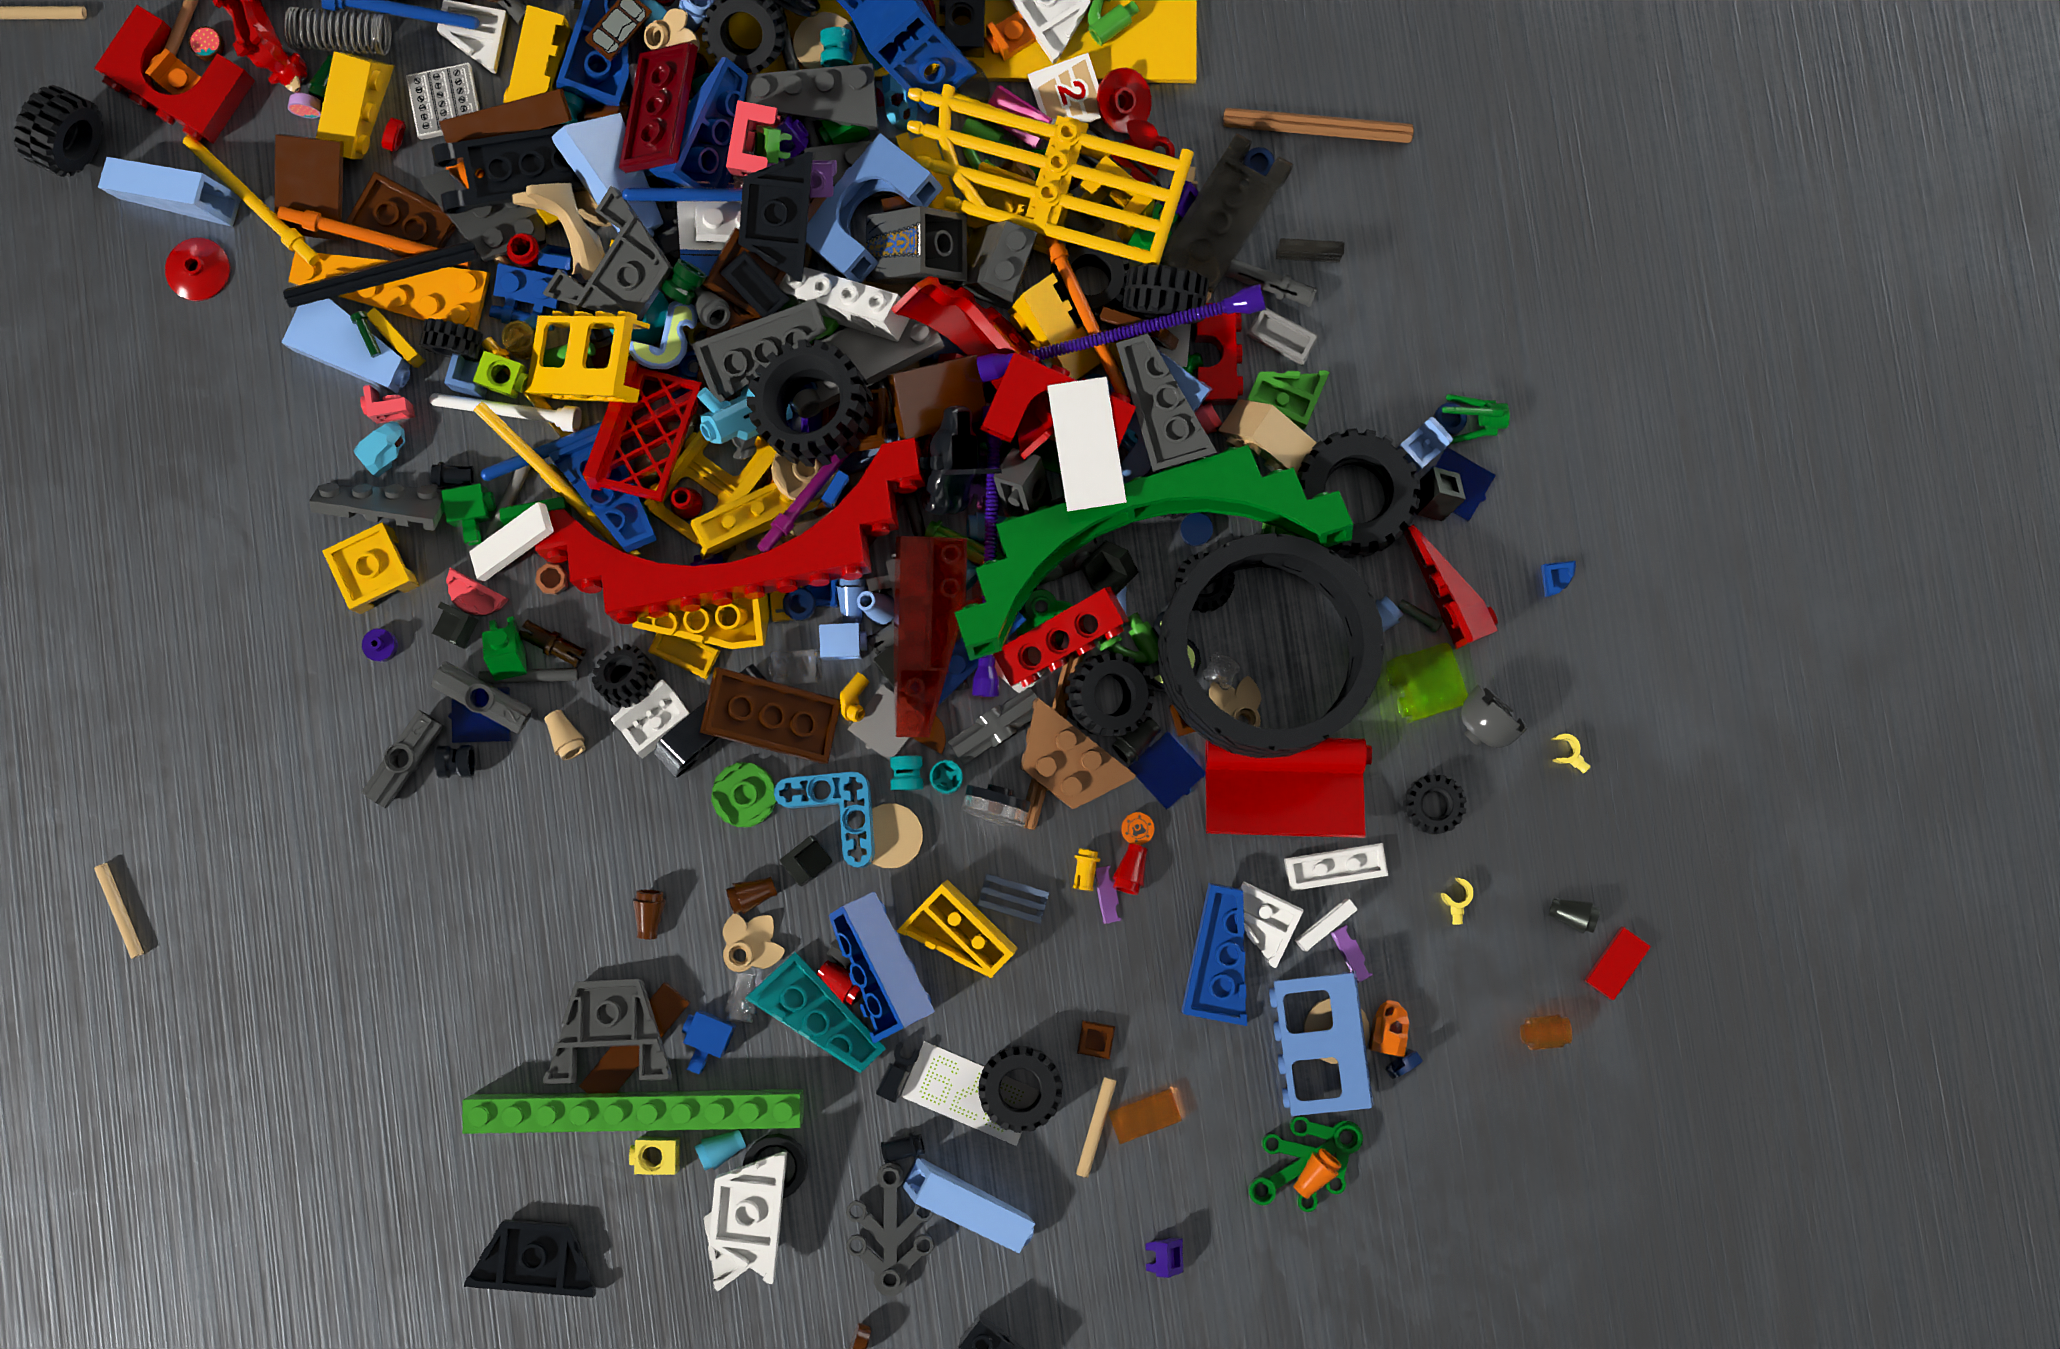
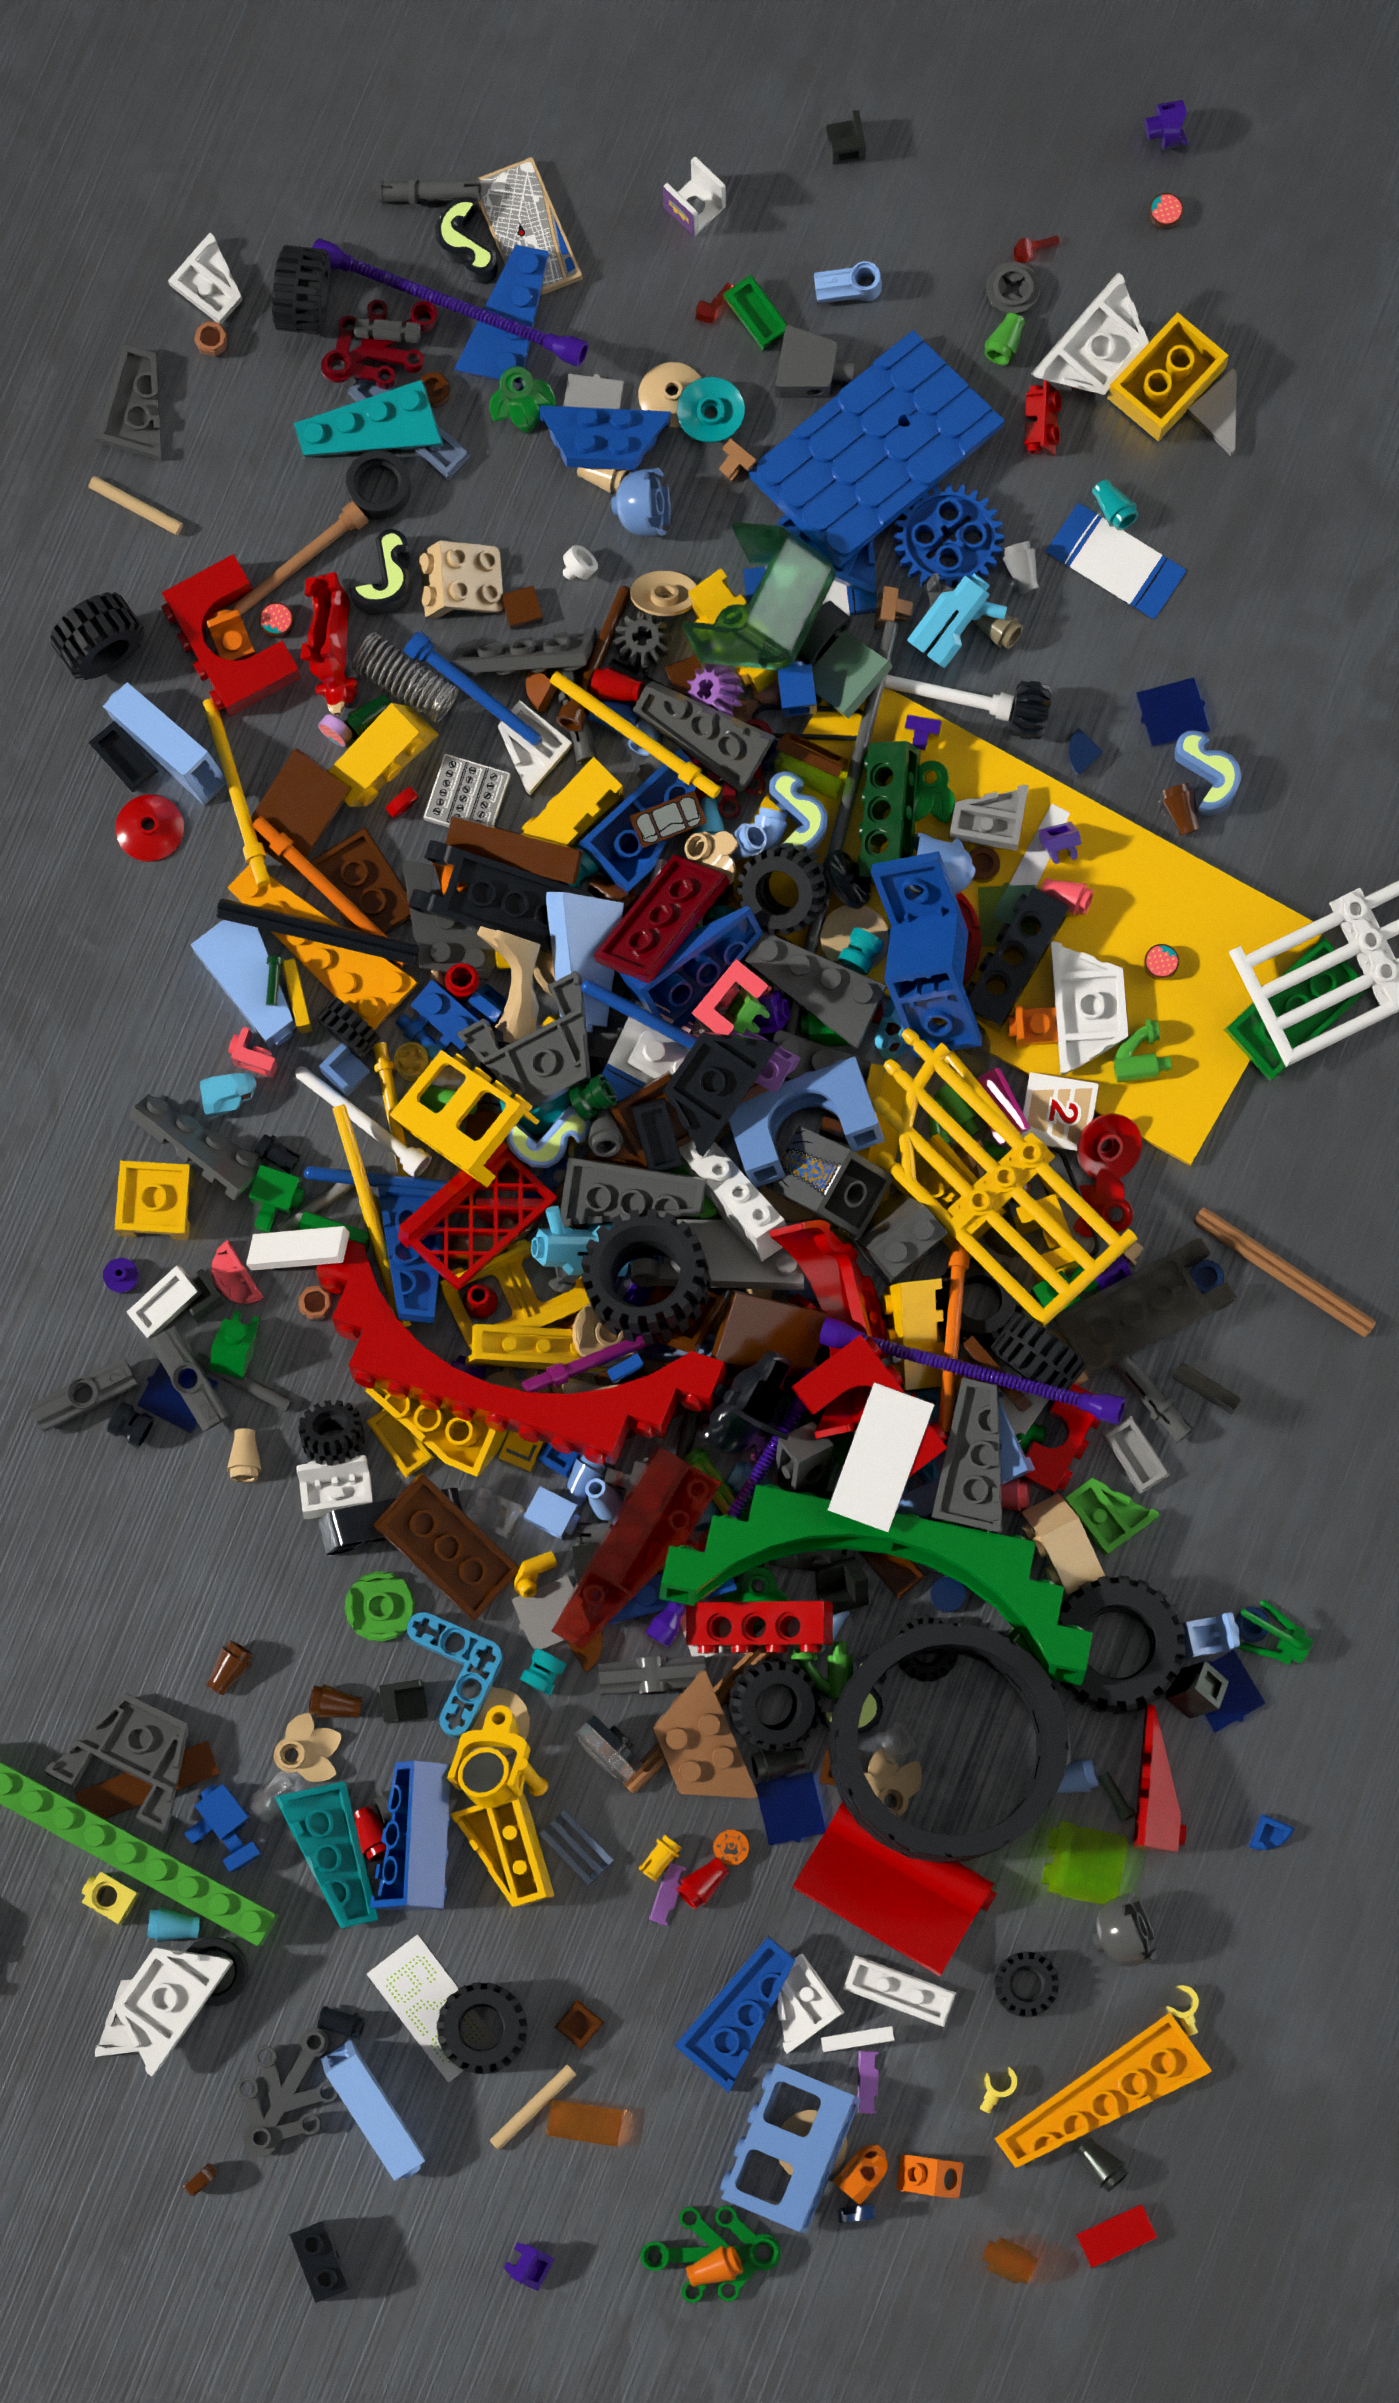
camera: 35 degrees right, 5 degrees down
(141, 222) = (123, 756): none -> black tile
(426, 646) = (164, 1302): none -> white tile
(487, 371) = (365, 1076): lime brick -> none
(552, 643) = (281, 1364): dark brown pin -> none
(743, 1059) = (240, 1854): none -> blue tile
(799, 604) = (532, 1457): dark blue tile -> none
(896, 1075) = (374, 1950): black bar -> none
(908, 881) = (486, 1772): none -> yellow piece
(945, 772) = (574, 1693): teal wheel -> none
(1142, 534) = (896, 1573): none -> reddish brown tile
(1443, 1002) = (927, 2176): none -> orange bracket
(1555, 836) = (1127, 2079): none -> light orange wing

